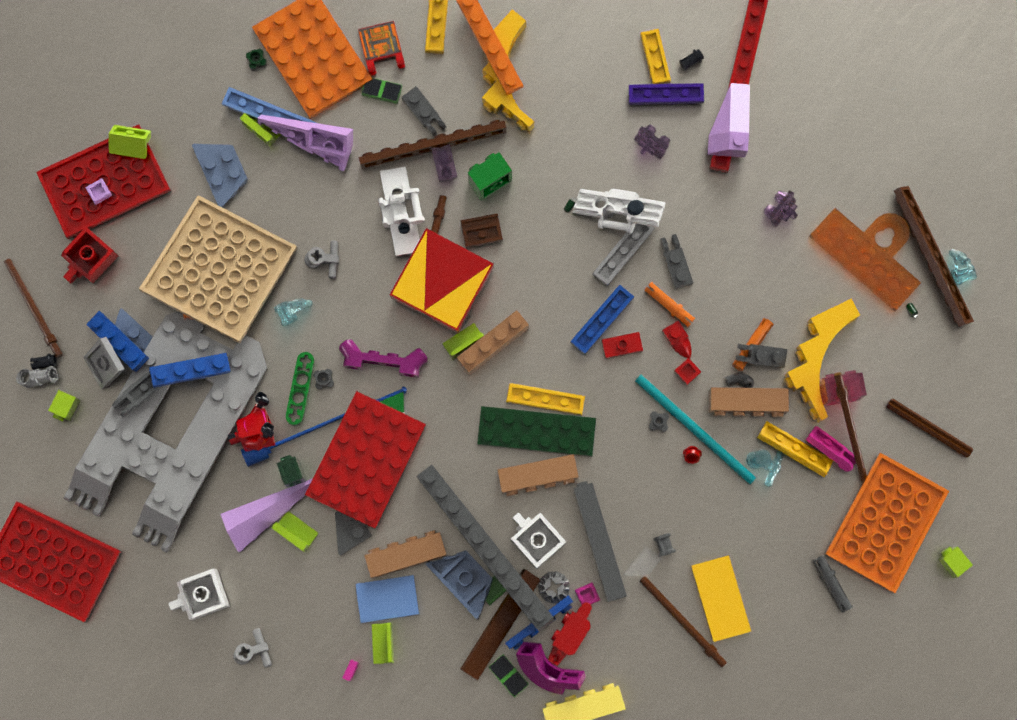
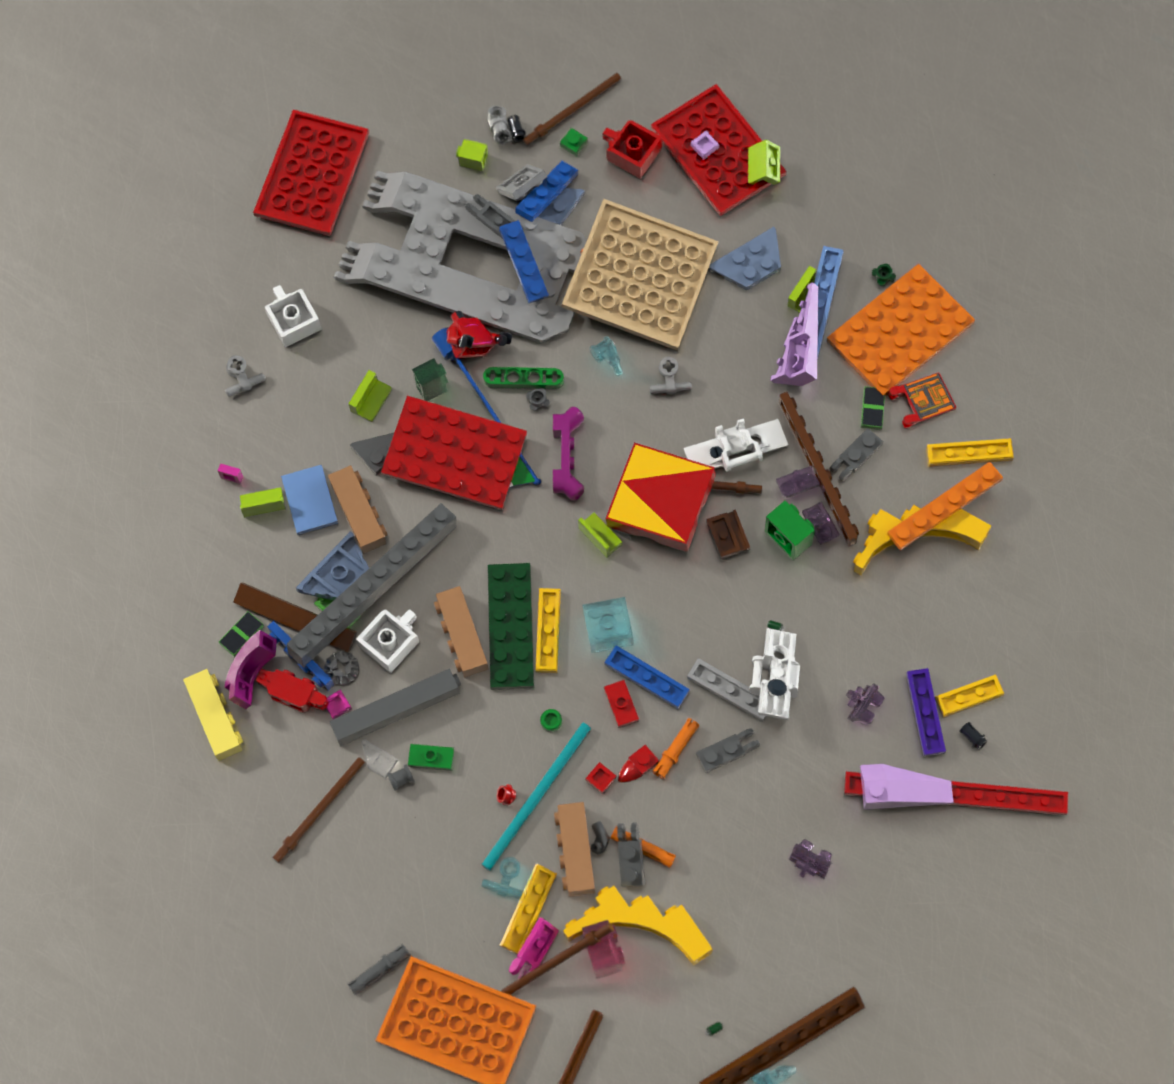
camera: 85 degrees right, 10 degrees down
(67, 311) = (573, 141): none -> green plate
(251, 519) = (376, 351): lavender wedge -> none
(484, 148) = (822, 522): none -> clear purple hips
(493, 343) = (601, 563): medium nougat brick -> none
(551, 345) = (607, 624): none -> clear light blue brick
(628, 407) = (551, 720): none -> green tile
(648, 516) = (431, 757): none -> green plate
(658, 426) = (539, 760): dark grey plate -> none
(721, 598) = (348, 848): yellow tile -> none
(867, 259) = (767, 966): clear orange plate -> none

